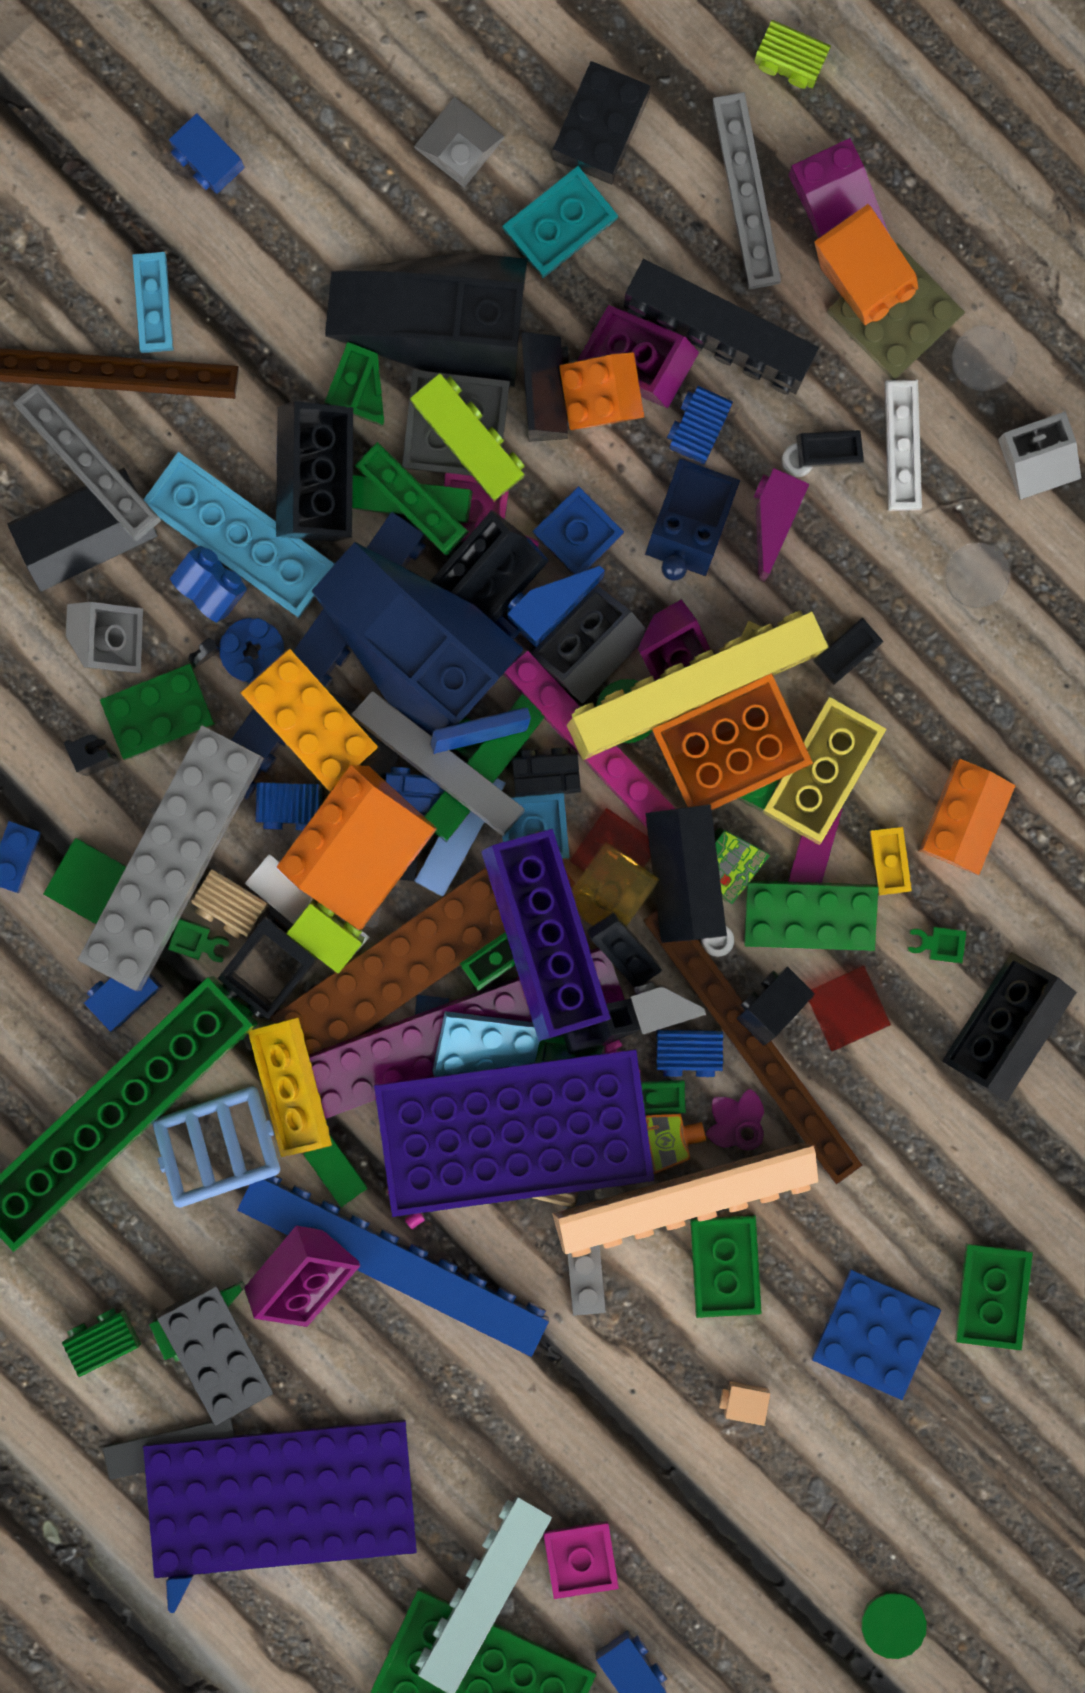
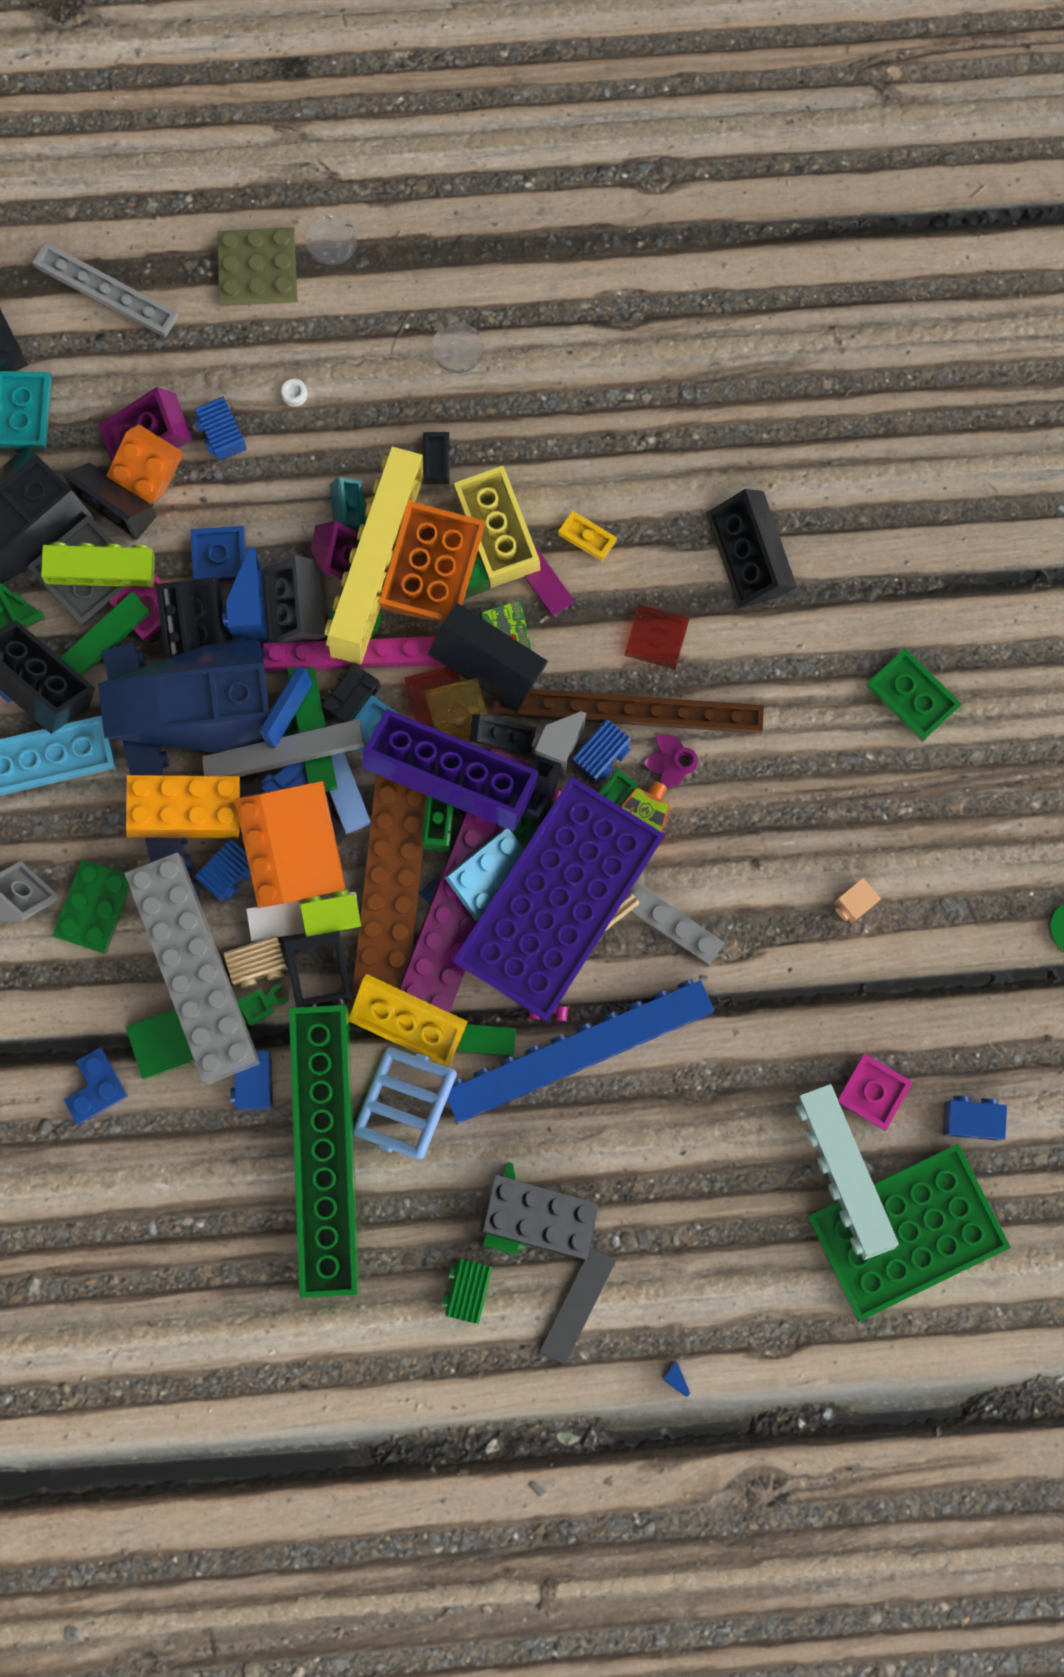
camera: 55 degrees left, 10 degrees down
(87, 756) = (84, 970): black hinge -> none
(206, 651) = (84, 837): black tile -> none
(208, 583) = (42, 802): blue brick -> none
(234, 644) = (94, 807): blue plate -> none
(280, 1499) = (671, 1259): dark purple plate -> none
(300, 1278) = (536, 1117): magenta slope -> none
(411, 498) = (105, 632): green tile -> none
(685, 1198) = (693, 827): light nougat slope -> none
(691, 520) = (273, 481): dark blue slope -> none
(719, 945) = (548, 679): white tile -> none
(720, 327) = (173, 364): black brick -> none
(725, 1266) = (757, 844): green tile -> none
(730, 608) = (348, 502): none -> teal slope
(775, 511) = (313, 427): magenta slope -> none
(775, 1005) = (617, 673): black brick -> none
(791, 55) = (50, 198): lime brick -> none
(811, 915) = (579, 609): green plate -> none
(830, 448) = (303, 367): black tile -> none
(833, 186) = (159, 242): magenta slope -> none
(866, 265) = (212, 252): orange slope -> none
(876, 1334) = (878, 786): blue plate -> none
(903, 445) = (340, 326): white tile -> none
(943, 944) = (666, 547): green plate -> none
(967, 816) = (598, 469): orange slope -> none
(1041, 455) = (417, 251): light grey slope -> none

